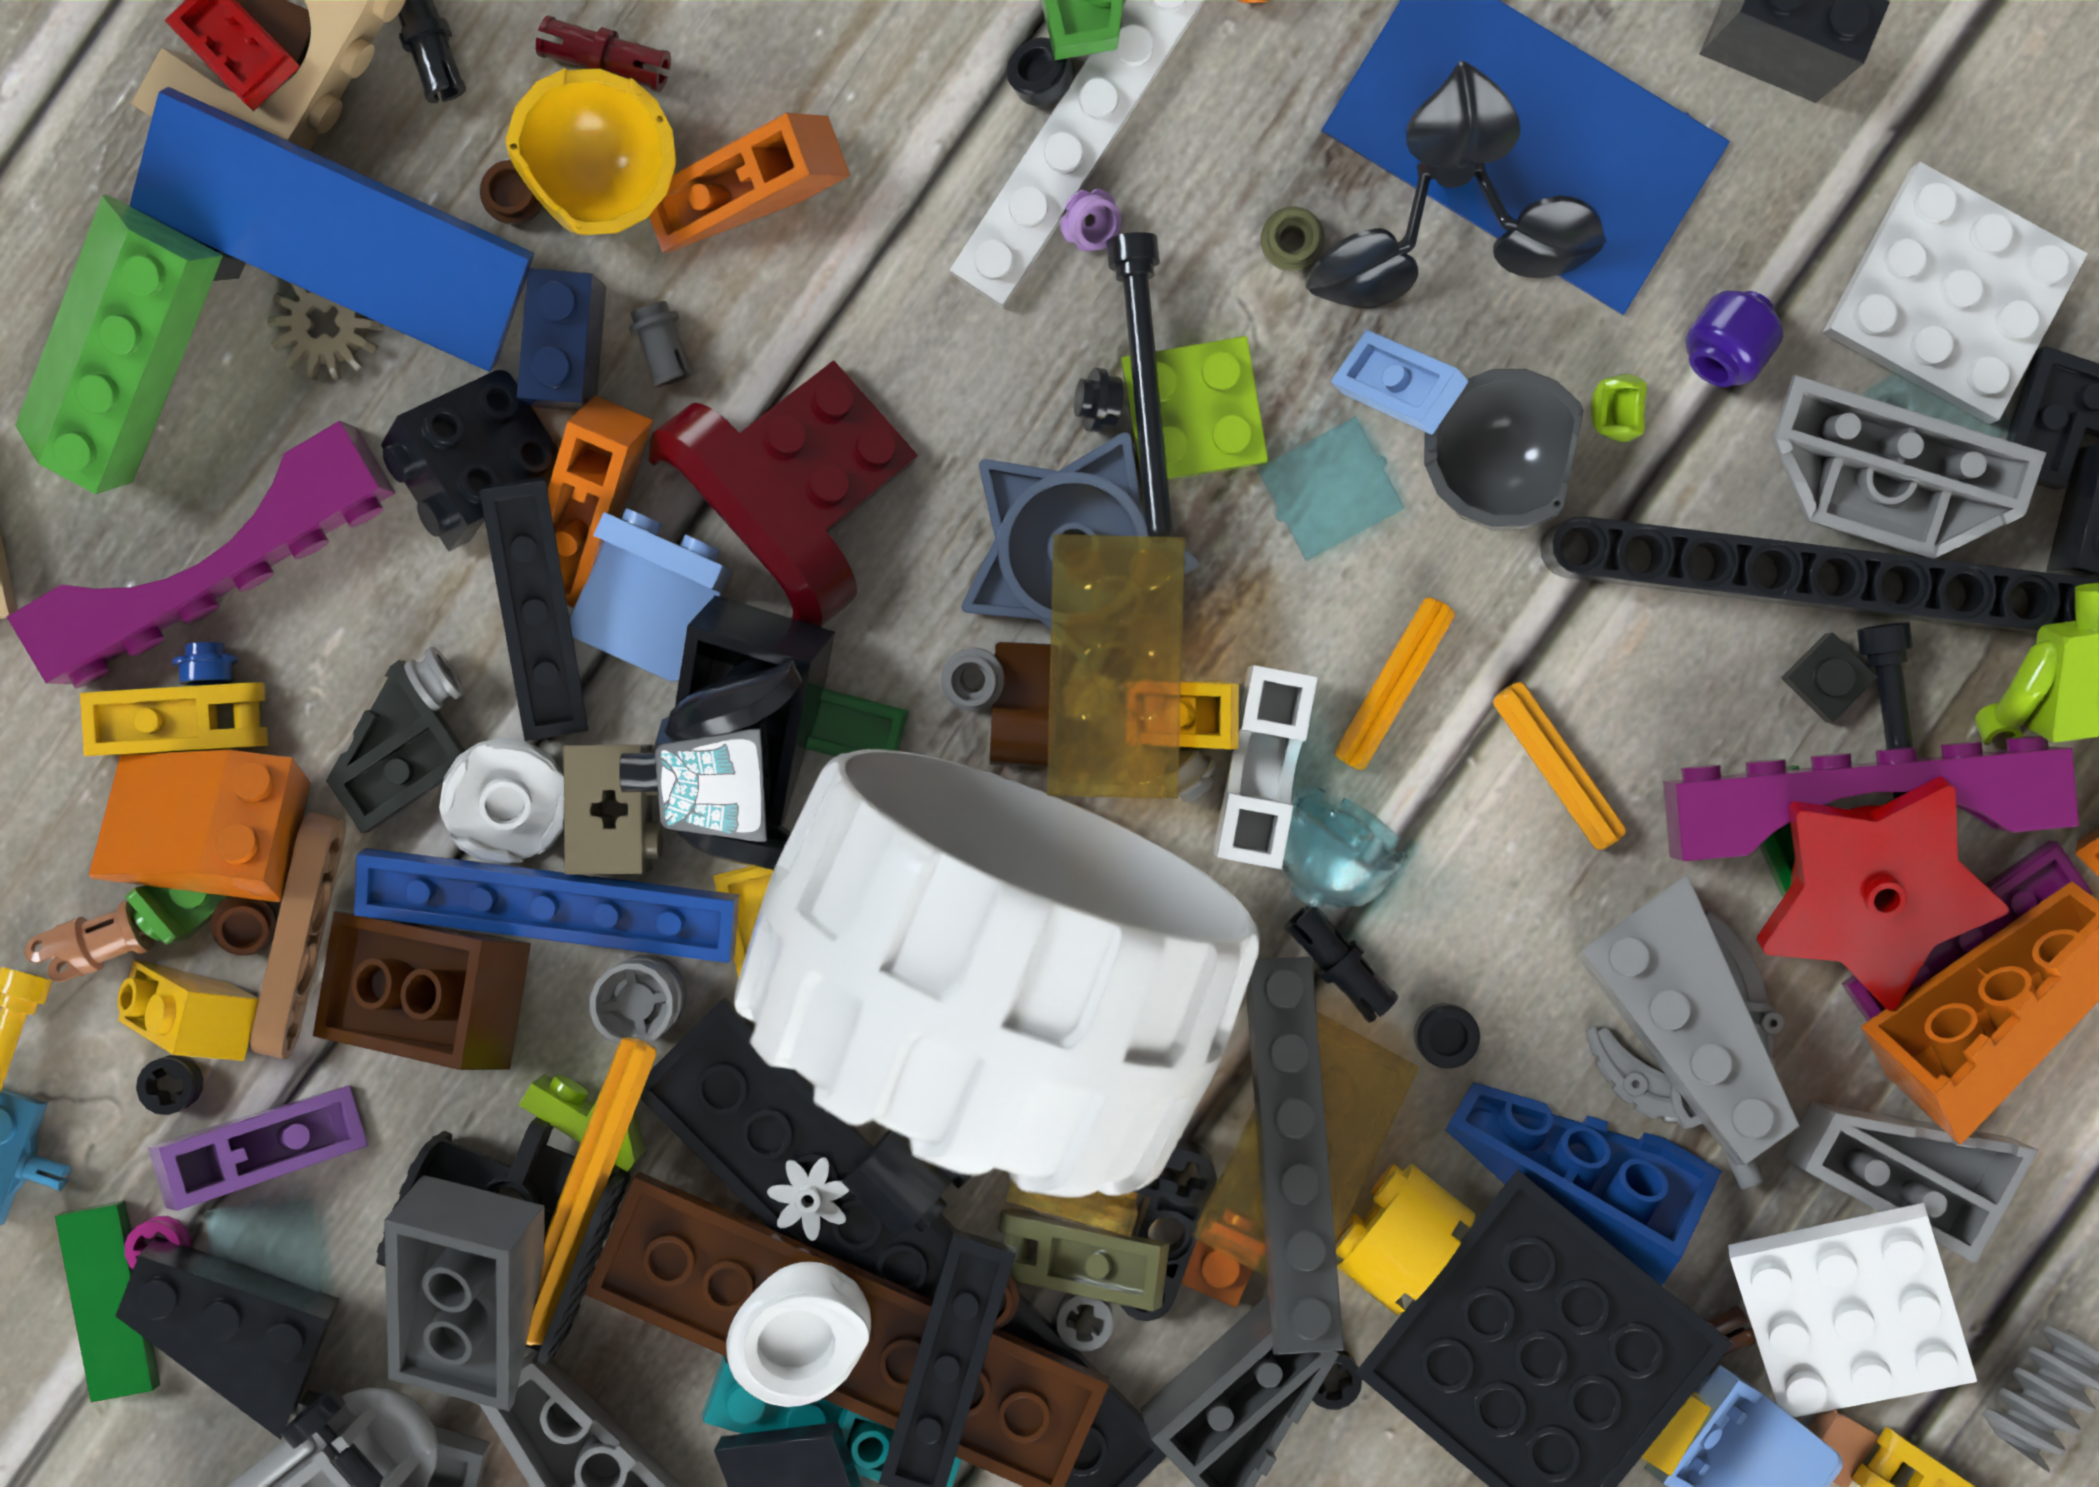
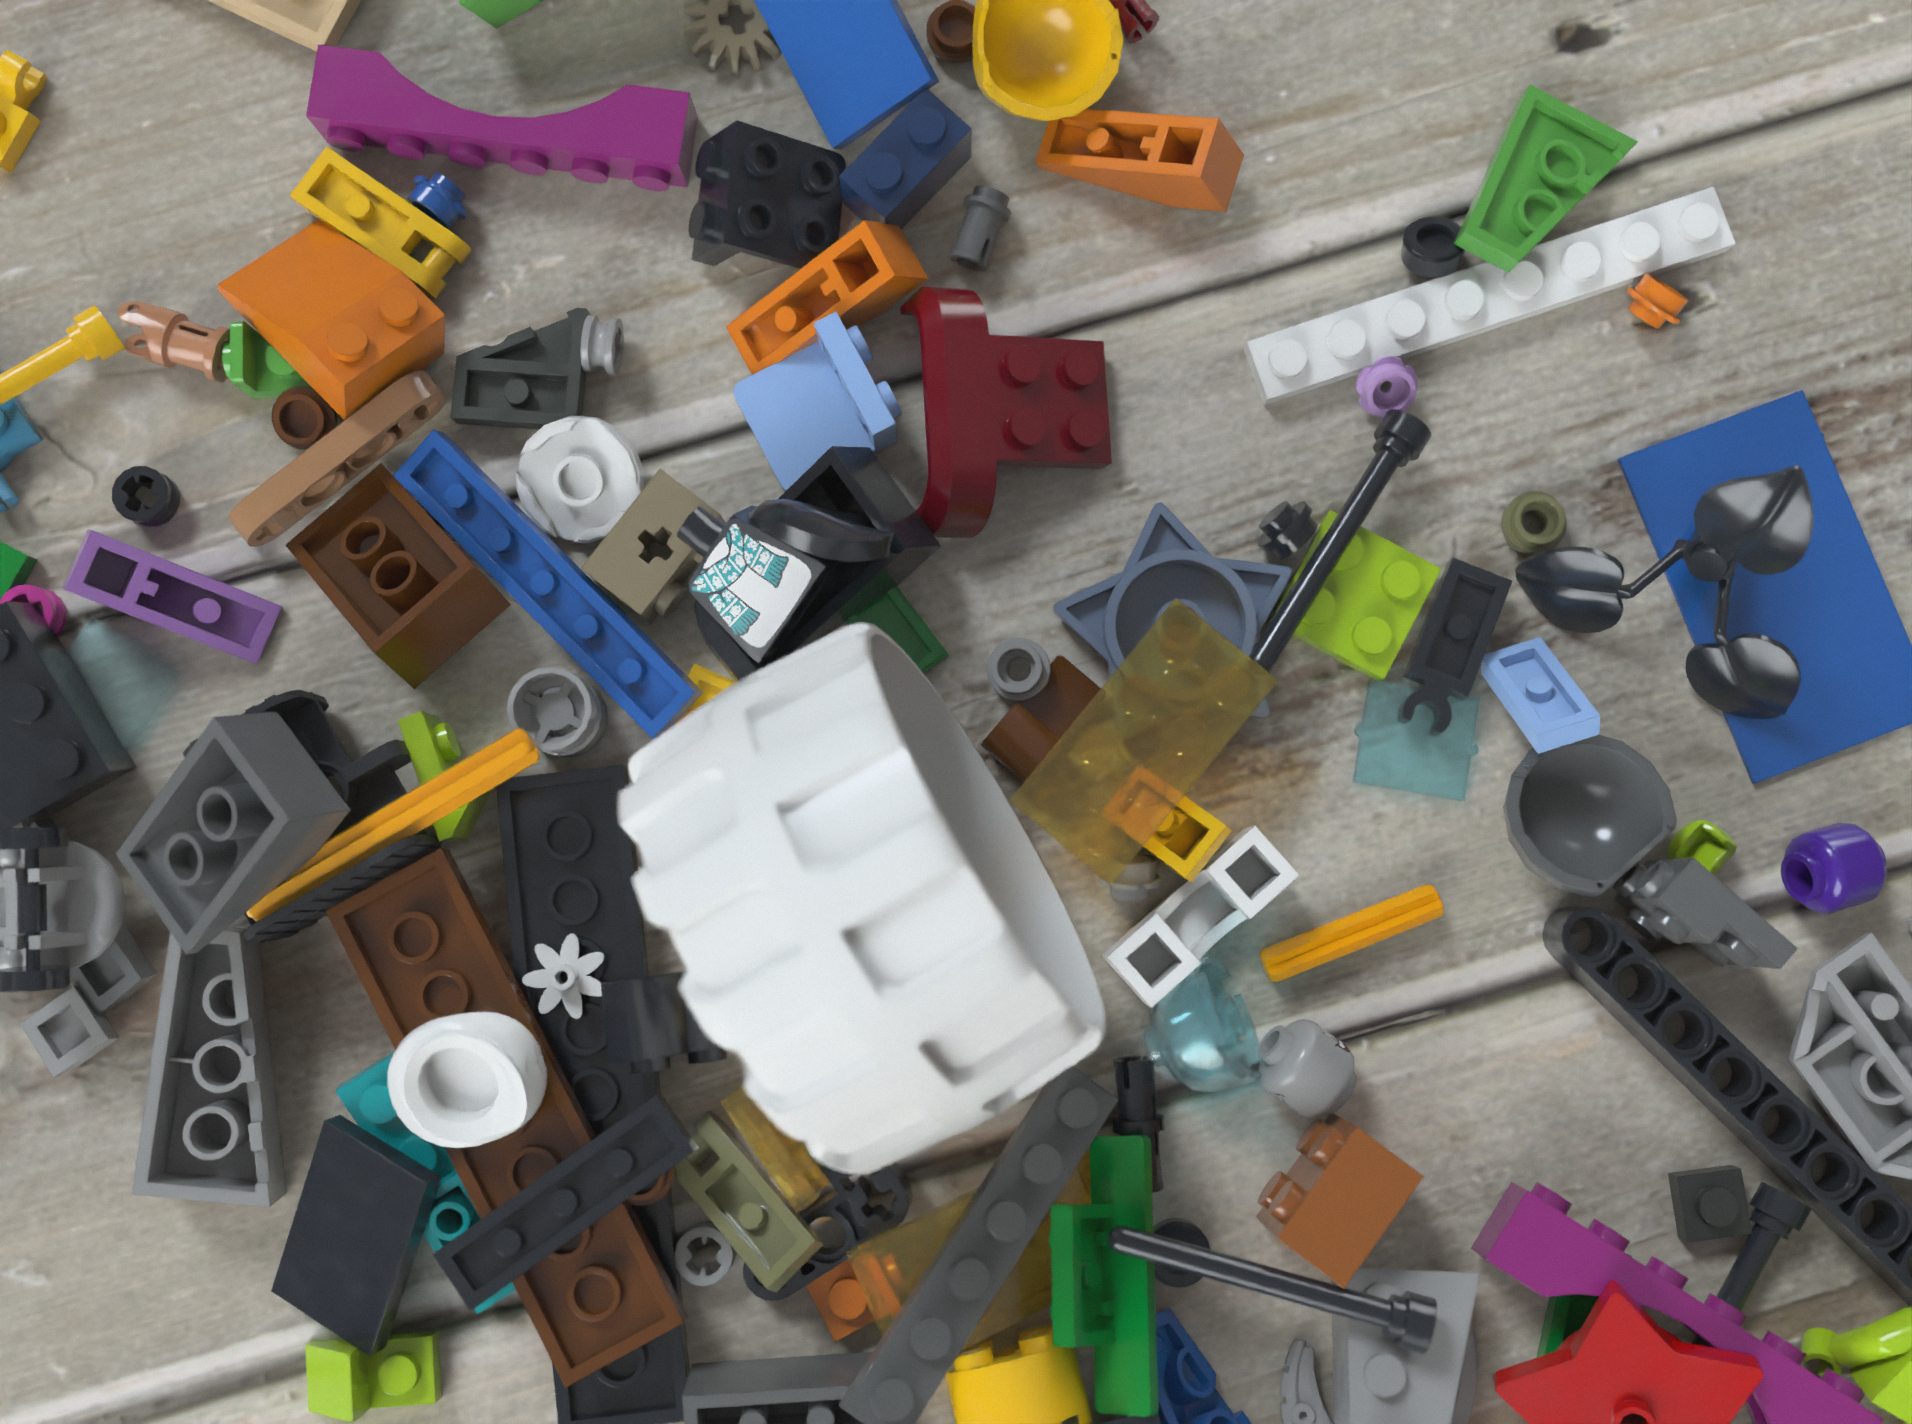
camera: 40 degrees right, 5 degrees down
(187, 1011) = (204, 449): yellow slope -> none
(534, 608) = (722, 347): black plate -> none
(1299, 386) = (1453, 640): none -> black plate
(1403, 1098) = (1103, 1294): none -> green bracket
(1438, 818) = (1306, 1068): none -> light grey head
(1534, 902) = (1336, 1197): none -> dark orange brick
(1559, 765) = (1435, 1102): light orange axle -> none
(1636, 464) = (1689, 904): none -> dark grey plate
(1650, 958) = (1405, 1318): none -> black piece

